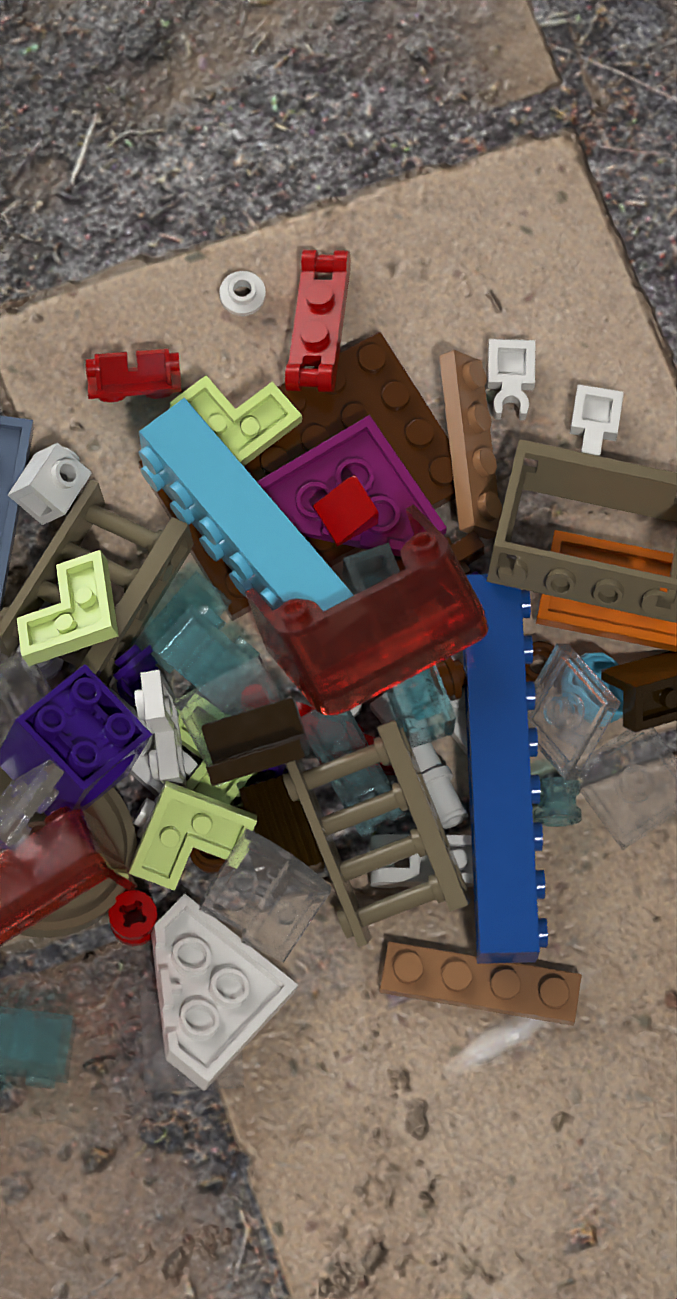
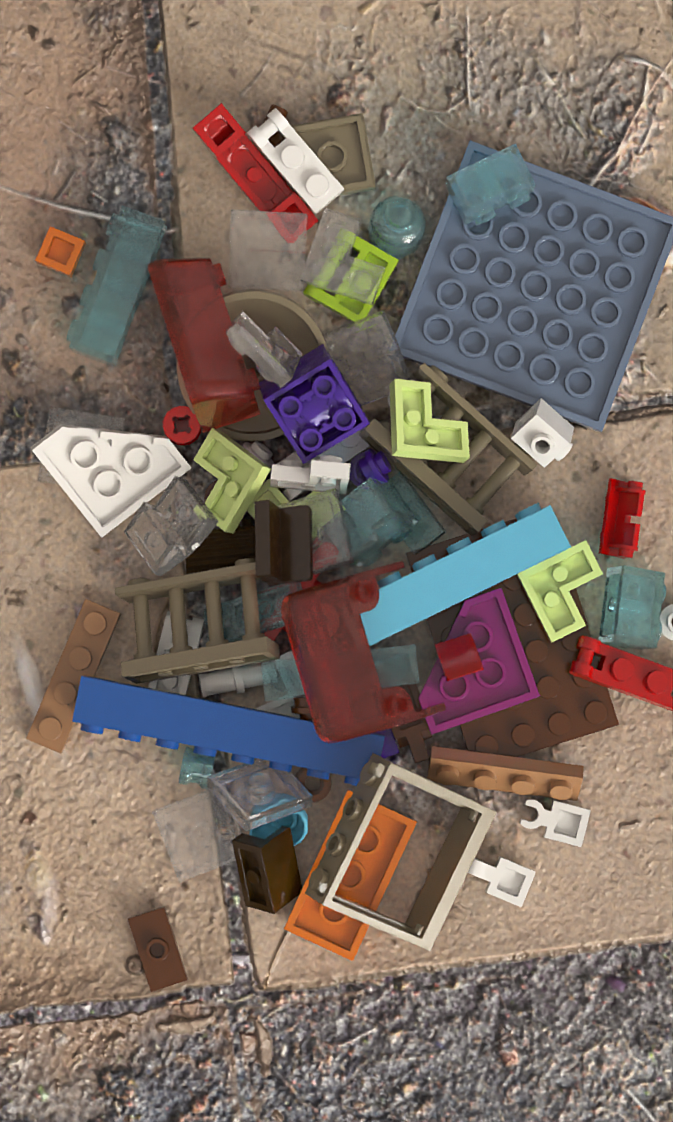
camera: 105 degrees right, 15 degrees up
(240, 337) = (632, 607): none -> clear light blue brick

